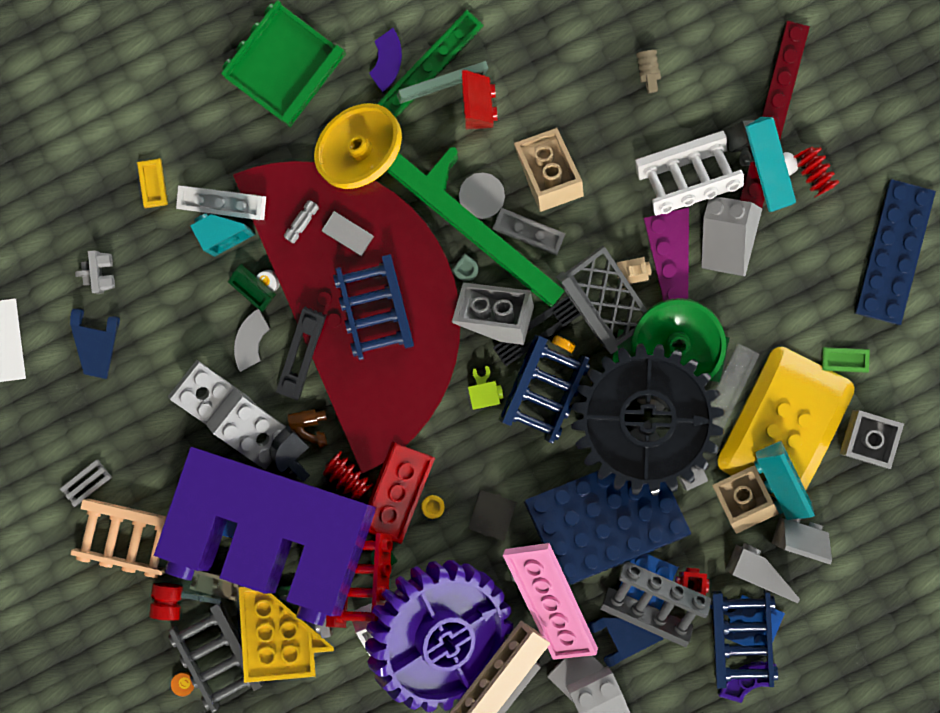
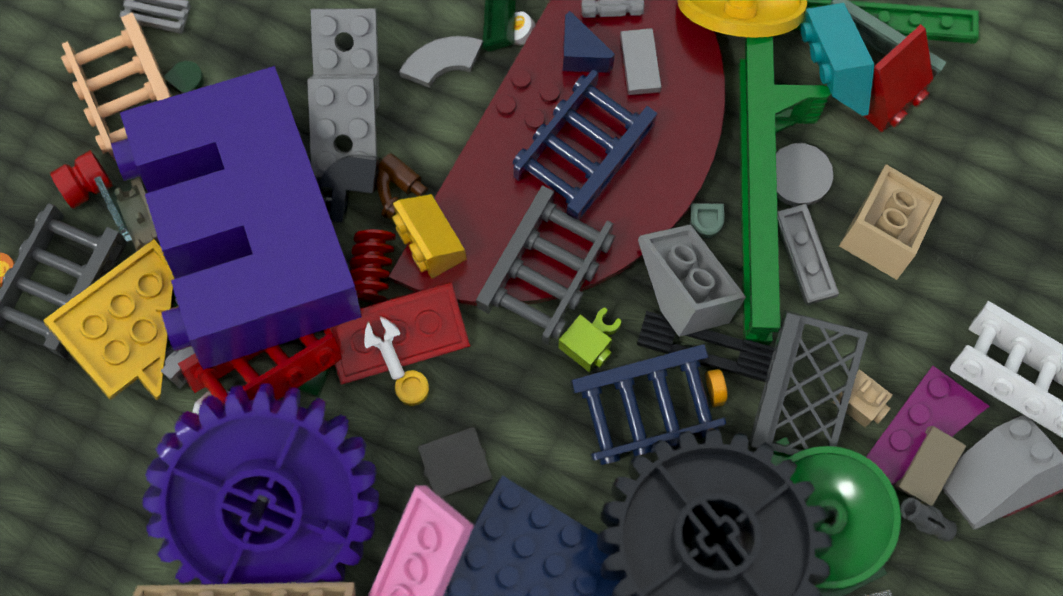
camera: 55 degrees right, 15 degrees down
(145, 496) = (185, 77): none -> dark green tile
(310, 323) = (512, 95): black container -> none
(315, 262) = (583, 49): none -> dark blue slope
(360, 435) = (430, 234): none -> yellow slope
(401, 505) = (385, 346): none -> white bar
(413, 403) = (512, 266): none -> dark grey fence
(436, 123) = (840, 55): none -> teal slope
(696, 269) = (931, 466): none -> dark tan hinge
(721, 294) = (921, 521): none -> dark grey pin

